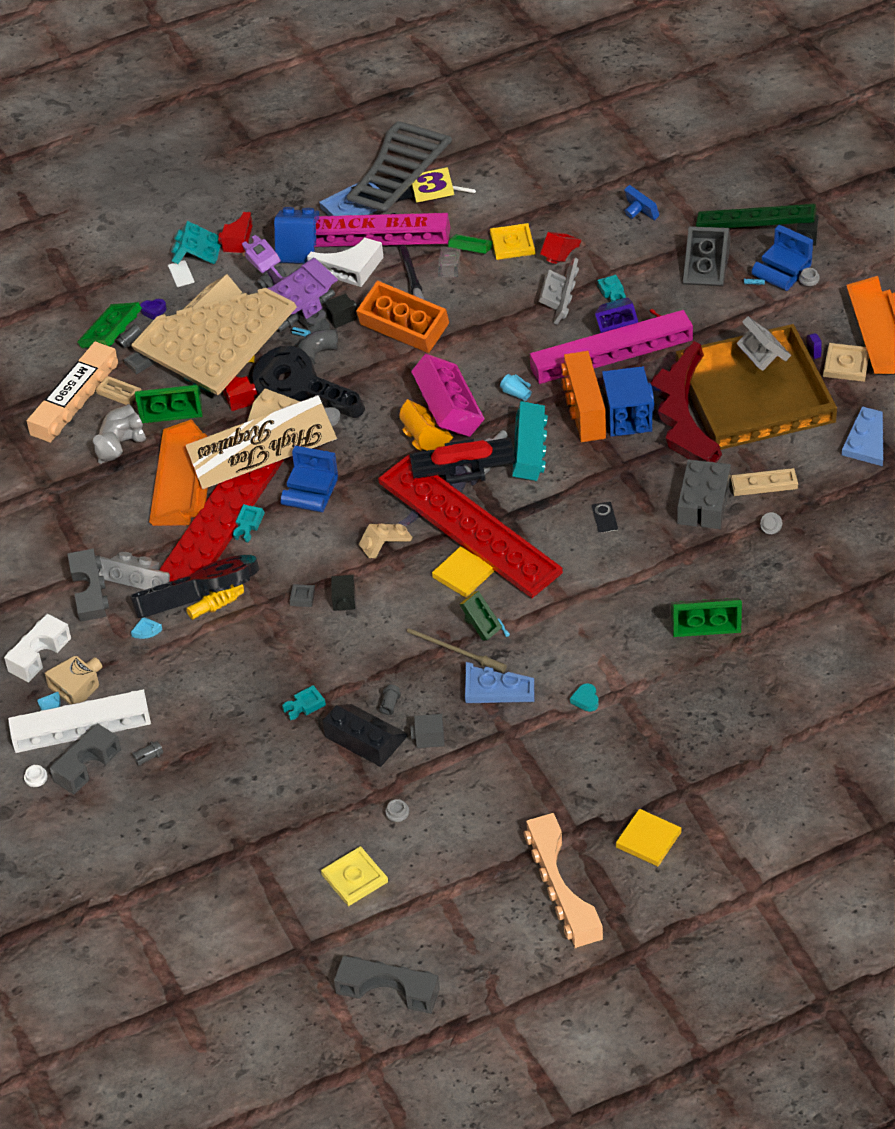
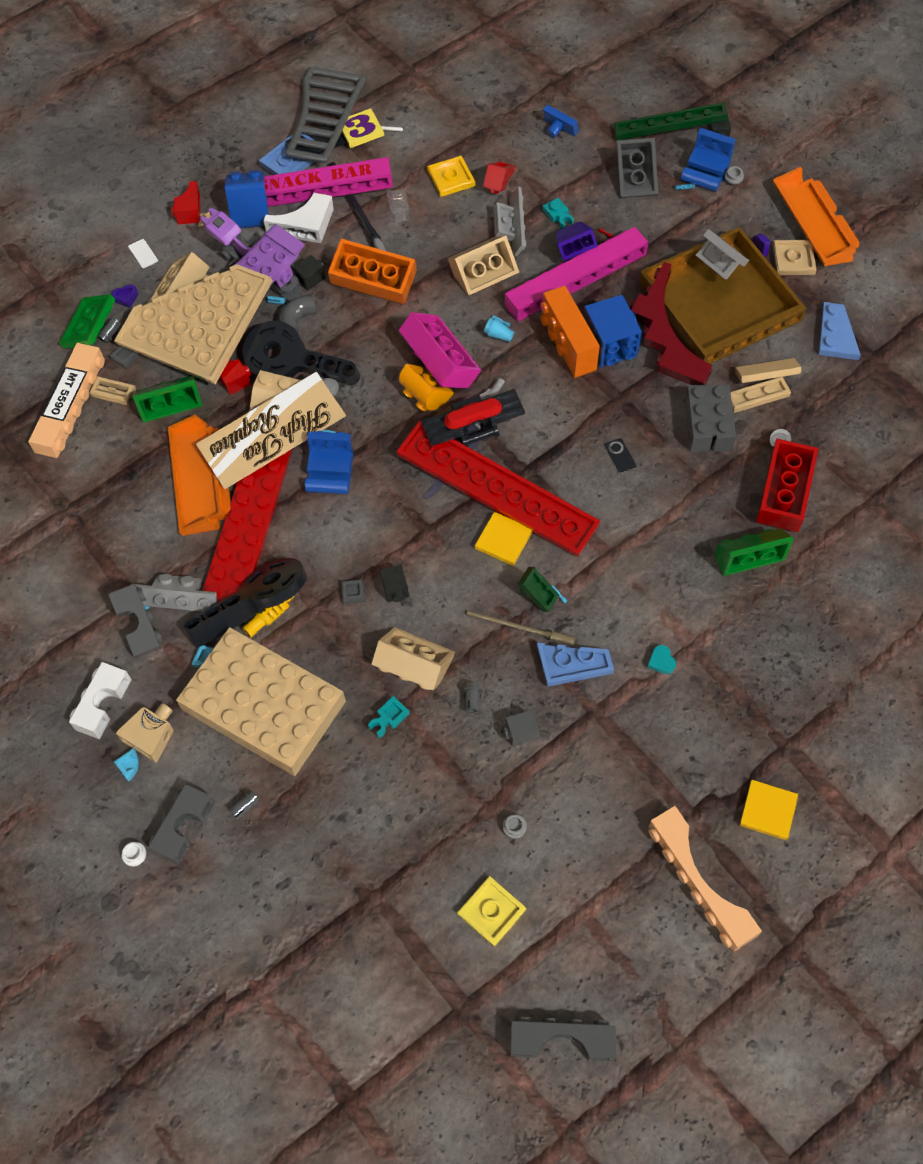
camera: 15 degrees left, 15 degrees up
(74, 720) = (163, 780): white brick -> none
(116, 427) = (122, 433): light grey animal -> none
(188, 670) = (261, 701): none -> tan brick
(197, 242) = (150, 219): teal bracket -> none
(248, 520) = (278, 515): teal plate -> none
(341, 658) = (412, 658): none -> tan slope
(362, 733) = (457, 740): black slope -> none
(378, 533) = (414, 512): tan bracket -> none
(470, 243) = (413, 184): green tile -> none
(519, 326) = (484, 264): none -> tan slope
(529, 441) = (530, 386): teal brick -> none
(761, 562) = (787, 485): none -> red brick
(781, 460) = (768, 370): none -> tan tile

